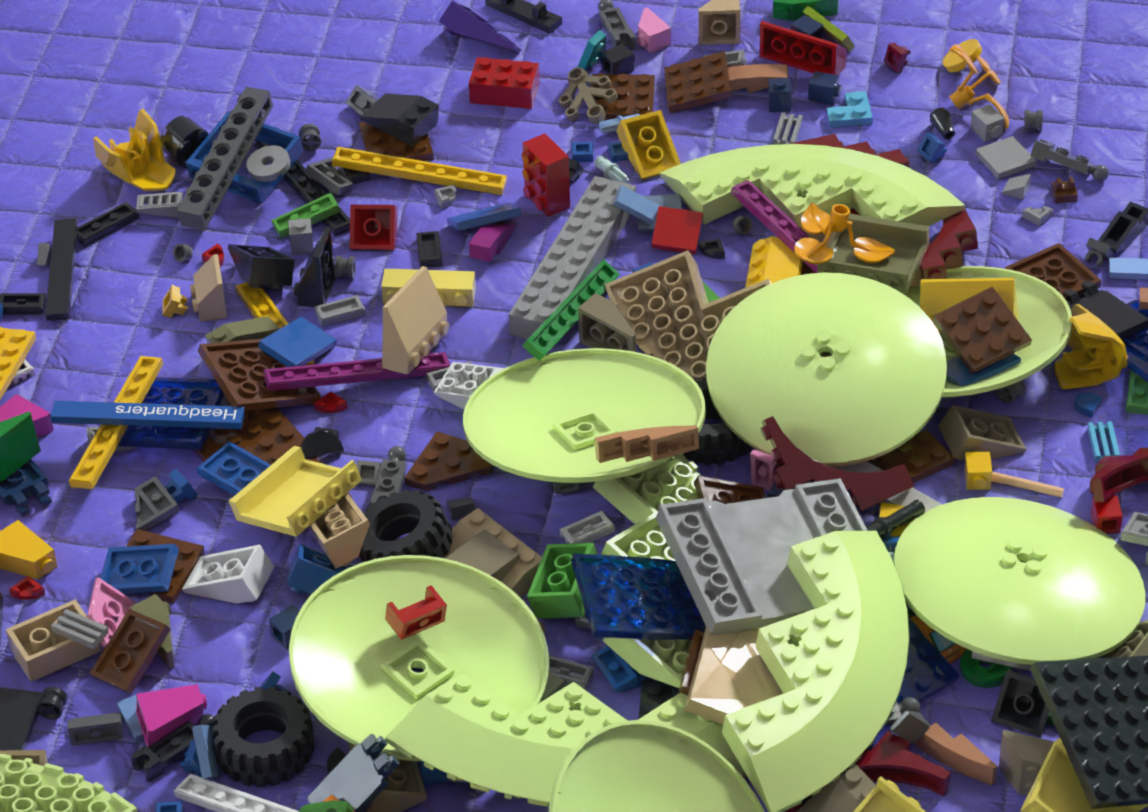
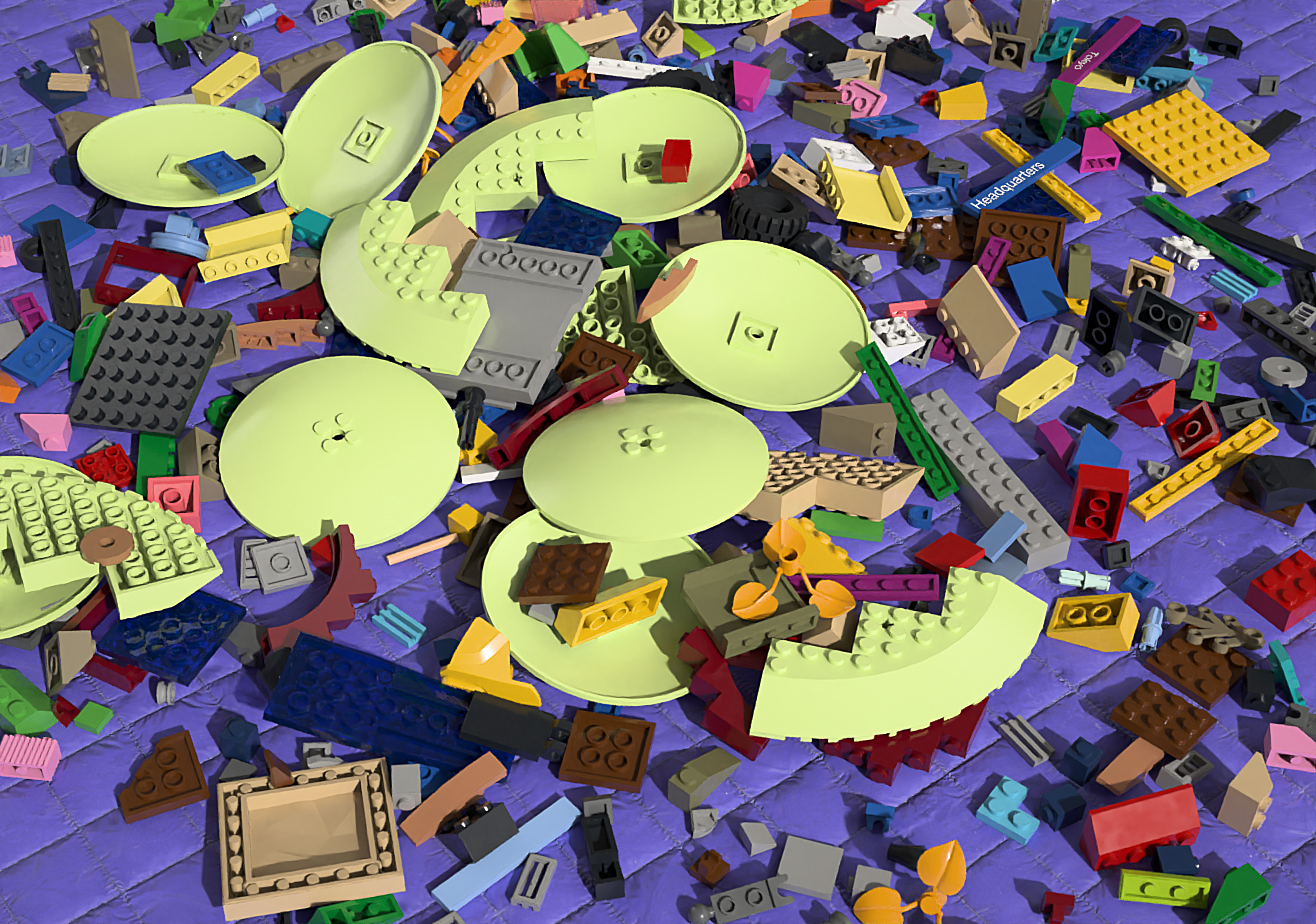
camera: 130 degrees right, 0 degrees up
(91, 298) = (1215, 243): none -> green plate
(125, 302) = (1184, 251): none -> white hinge
(146, 251) = (1233, 285): none -> medium azure tile
(383, 186) = (1195, 432): none -> red slope
(404, 398) = (912, 309): none -> coral hinge
(421, 479) = (812, 245): none -> black brick
(910, 726) = (310, 309): dark grey slope -> none
(1015, 226) = (700, 778): none -> olive slope

